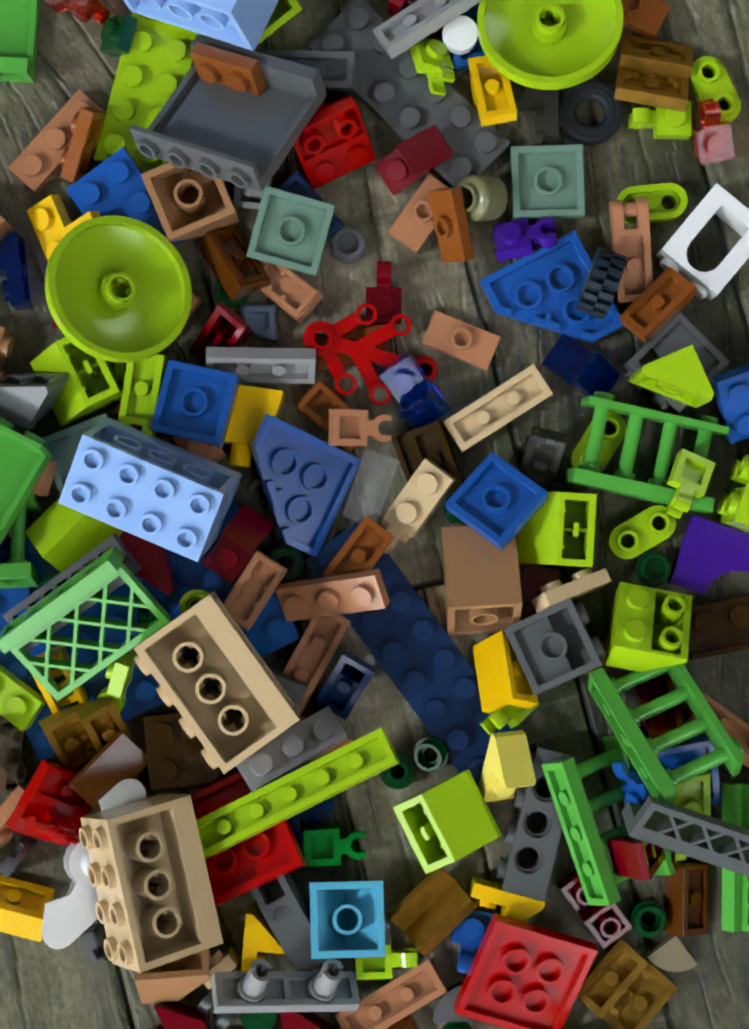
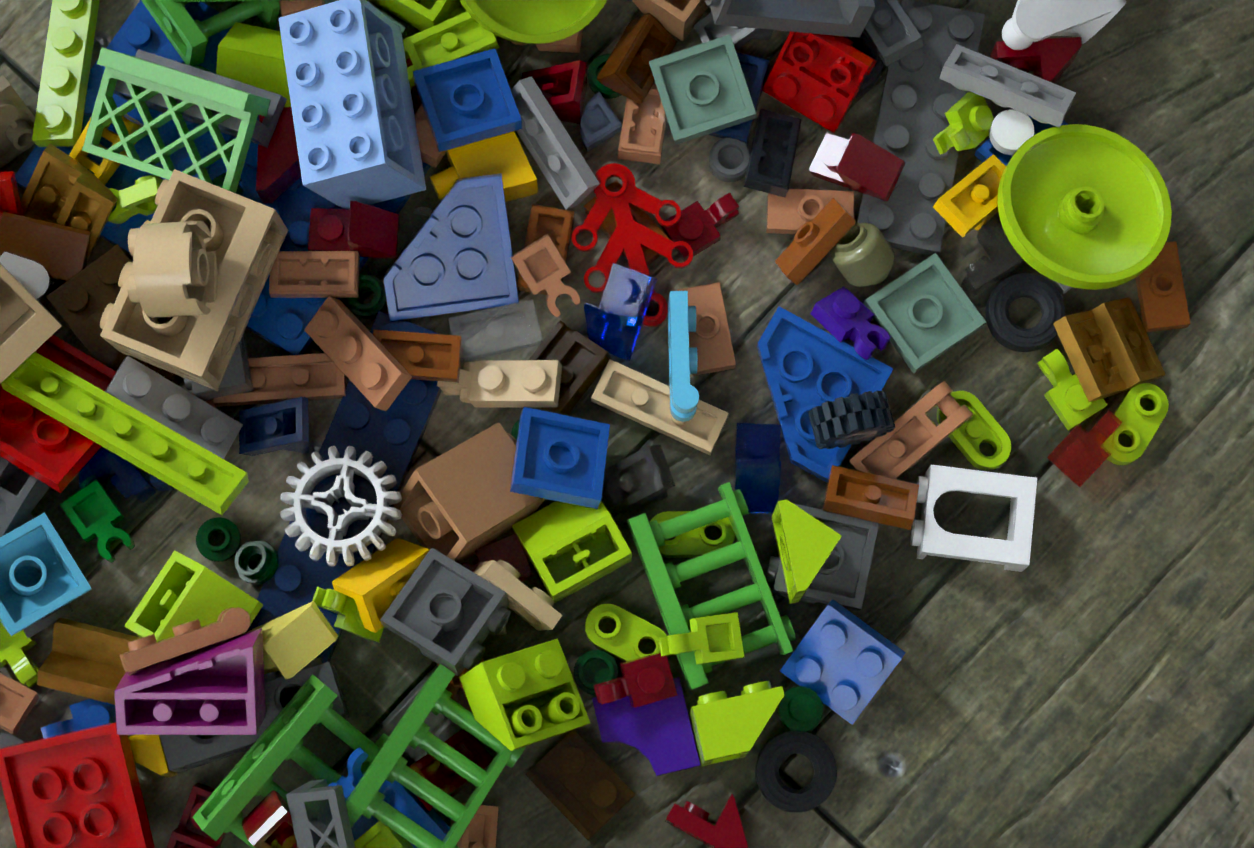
camera: 50 degrees right, 10 degrees down
(216, 696) = (172, 269): none -> tan brick
(365, 212) = (772, 153): none -> black plate
(414, 696) = (323, 501): none -> white gear
(470, 839) = (187, 638): none -> nougat plate
(476, 371) = (682, 358): none -> medium azure plate
(510, 853) = (197, 692): none -> magenta wedge
(684, 541) = (643, 680): none -> dark red plate

